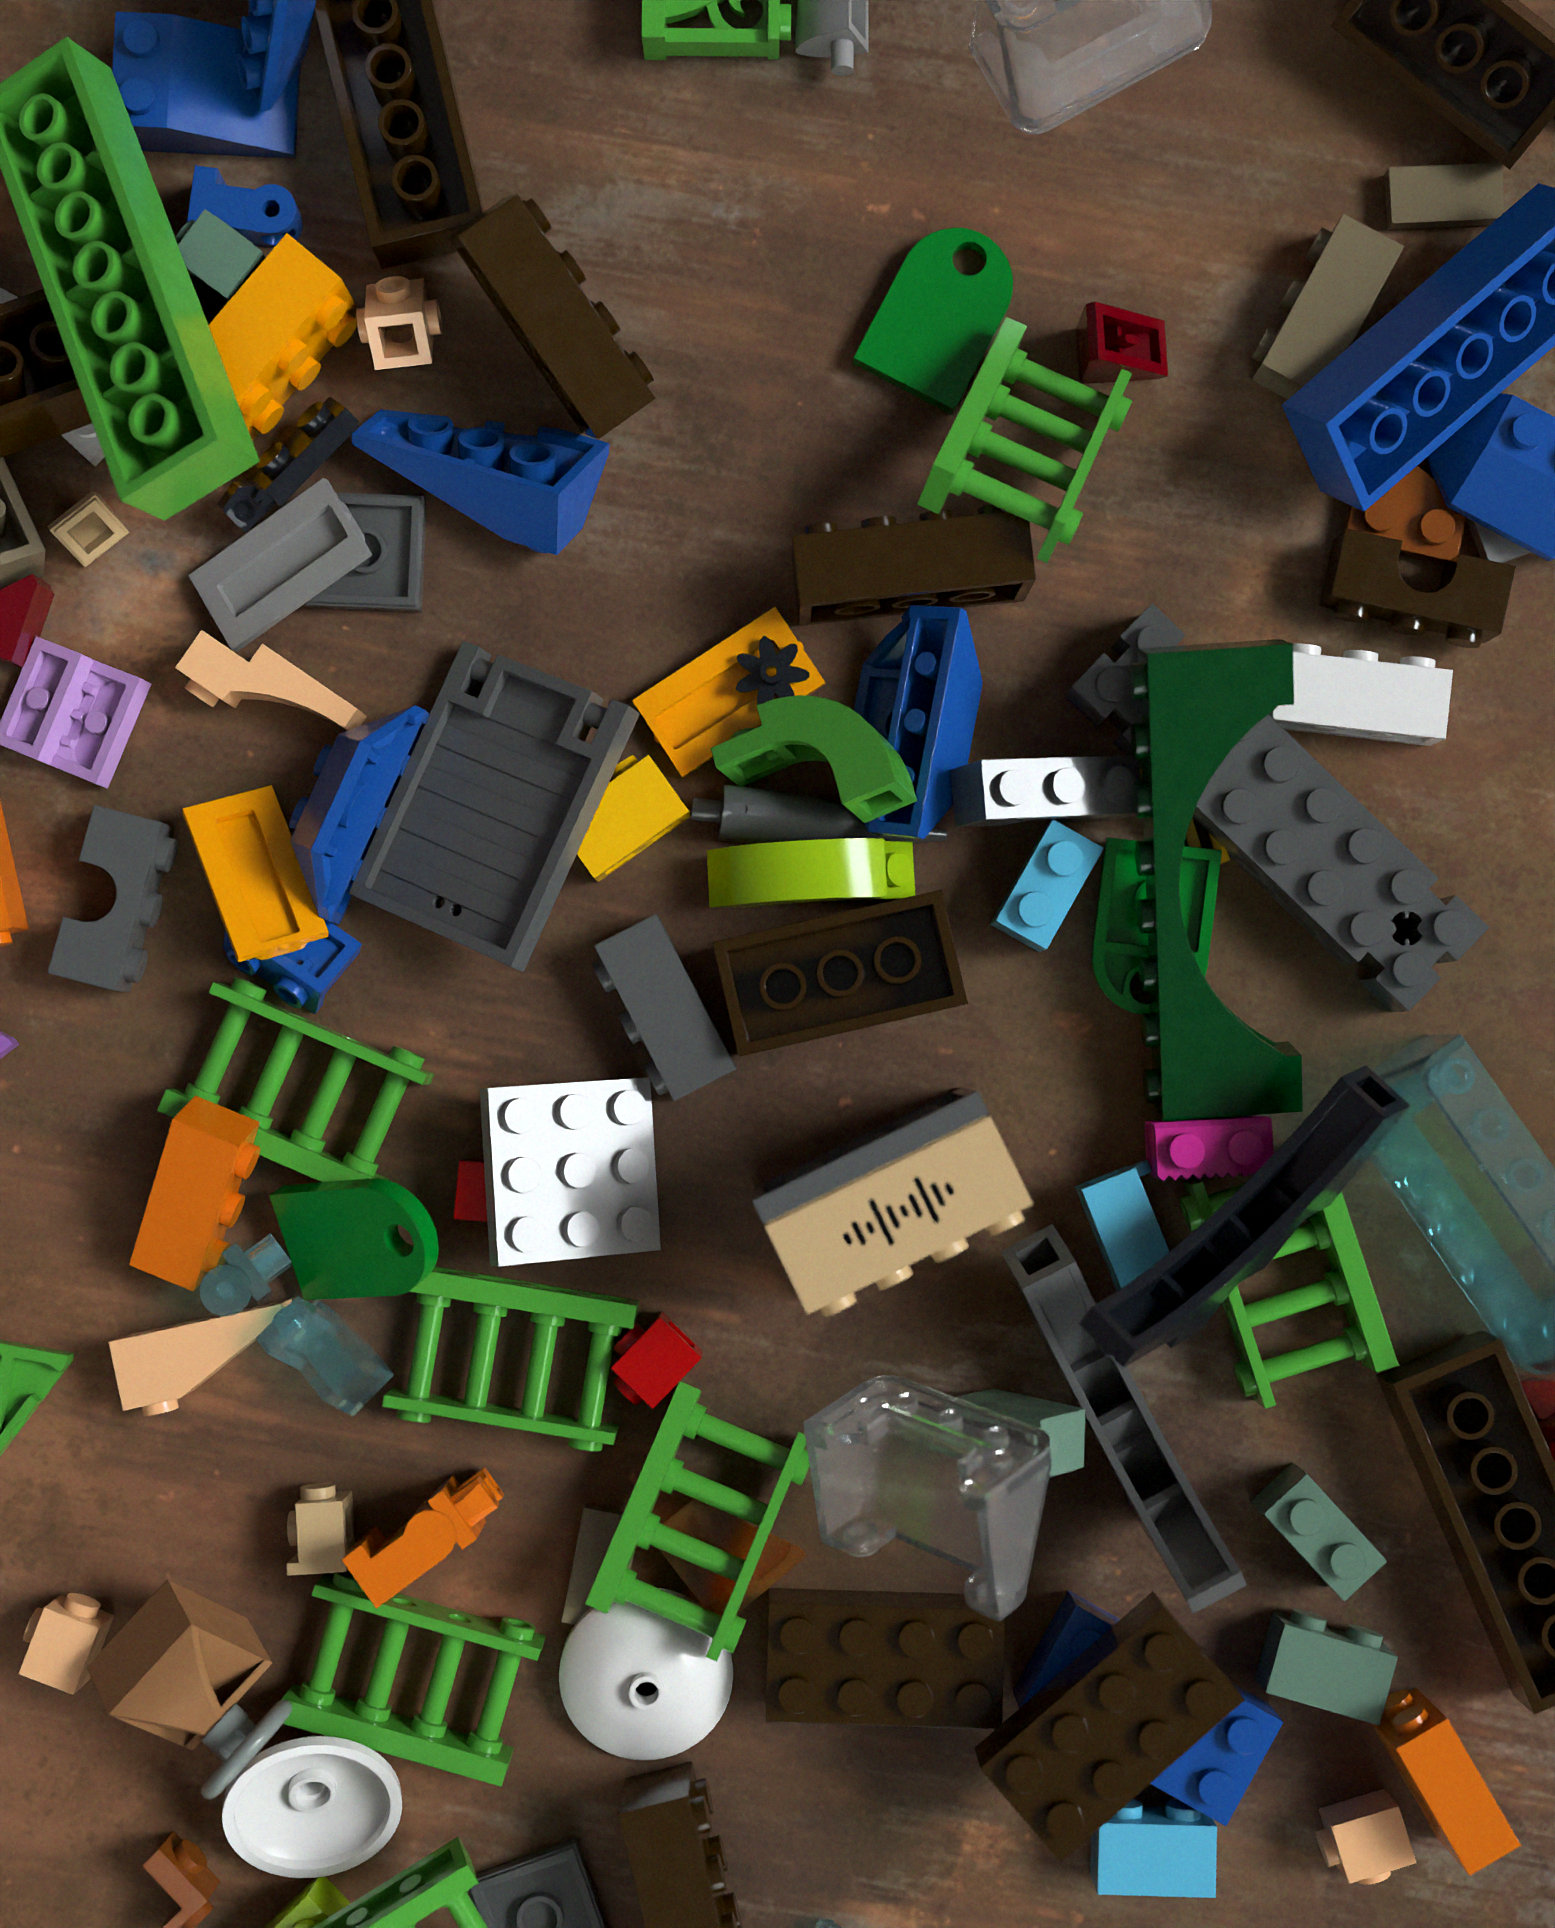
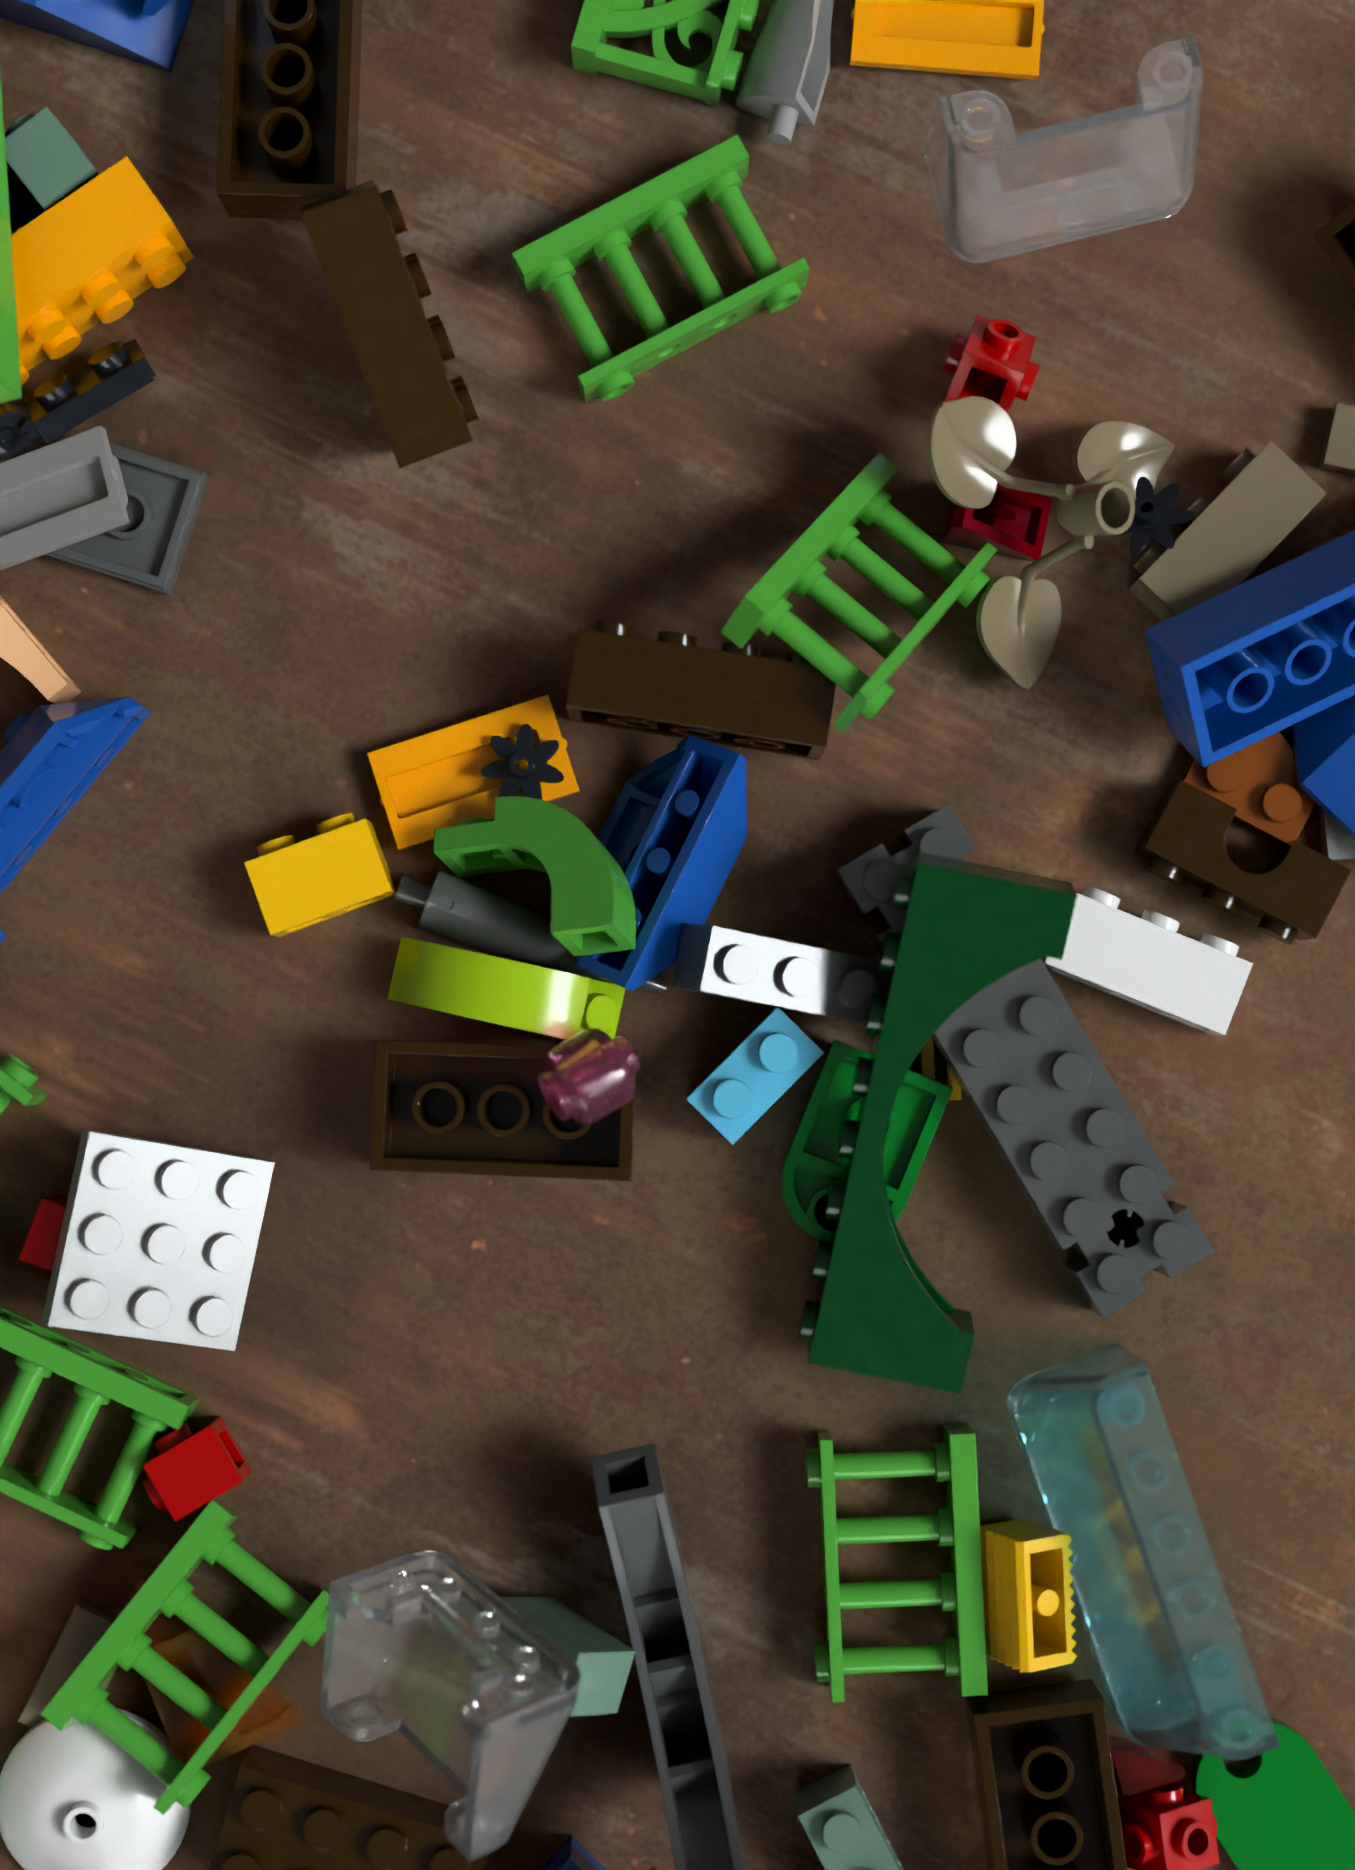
camera: 10 degrees right, 0 degrees up
(256, 214) = (94, 119): blue leg -> none
(399, 322) = (228, 281): light nougat brick -> none
(494, 805) = (184, 827): dark grey door -> none
(510, 483) = (301, 485): blue wedge -> none
(662, 1008) = (308, 1094): dark grey brick -> none
(758, 156) = (663, 206): none -> bright green fence
(891, 1201) = (478, 1374): tan piece -> none
(909, 921) = (588, 1076): none -> clear pink head
(938, 320) = (809, 435): green tile -> none
(1082, 218) = (992, 363): none -> red brick
(1123, 1222) = (742, 1485): medium azure brick -> none
(1208, 1147) = (851, 1405): dark pink brick -> none
(1216, 275) = (967, 454): none -> dark tan plant
(1252, 1226) = (861, 1508): black arch -> none
(1254, 308) = (1158, 518): none -> black plant
(1409, 1269) = (1027, 1595): none -> yellow brick

